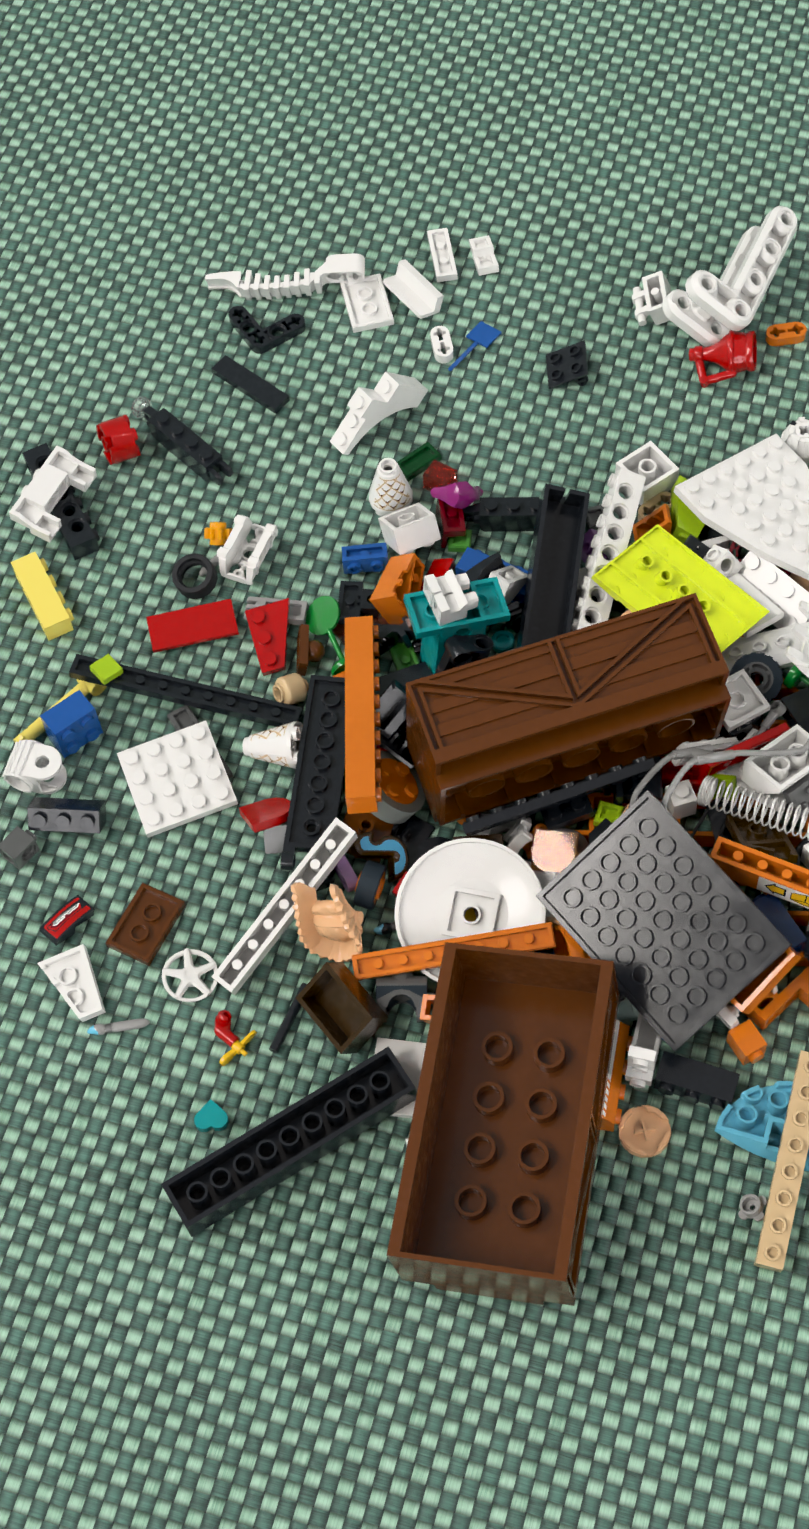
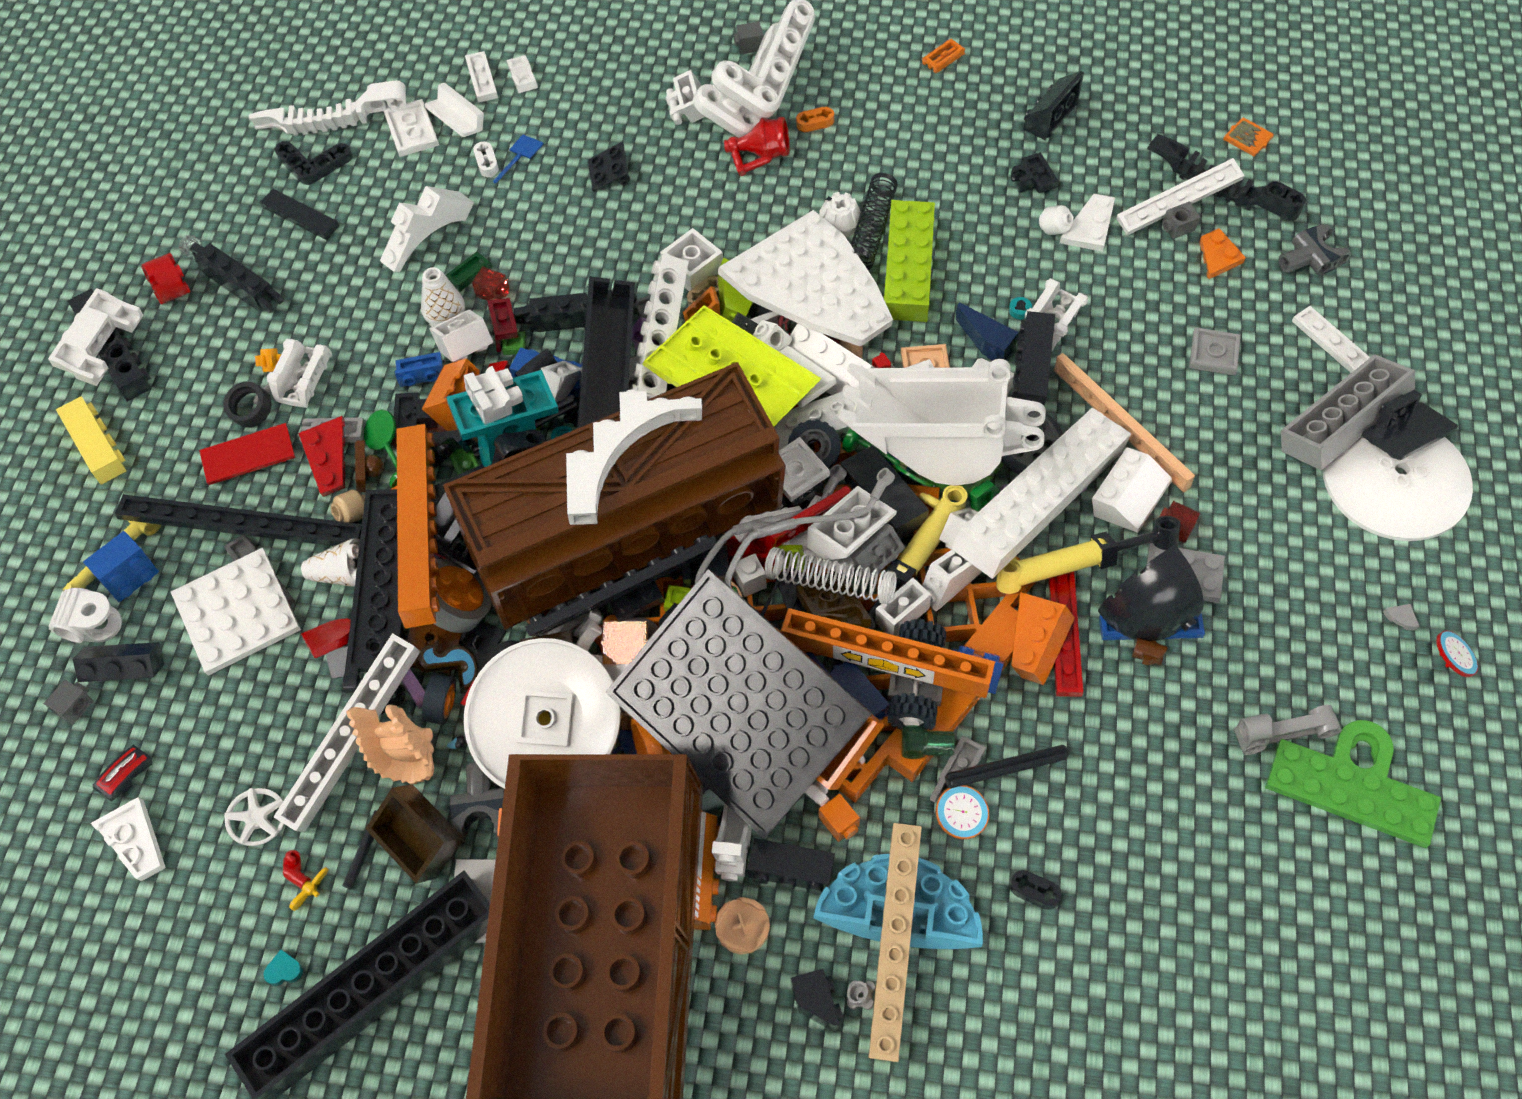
camera: 10 degrees left, 0 degrees up
(100, 1029) = (162, 886): light grey piece -> none
(106, 669) = (153, 506): lime tile -> none
(145, 924) = (207, 767): reddish brown tile -> none
(430, 954) = (494, 768): orange tile -> none
(457, 494) = (507, 296): magenta animal -> none
(568, 656) = (637, 417): none -> white arch
(708, 1205) = (814, 999): none -> black slope
(724, 238) = (748, 37): none -> dark grey brick

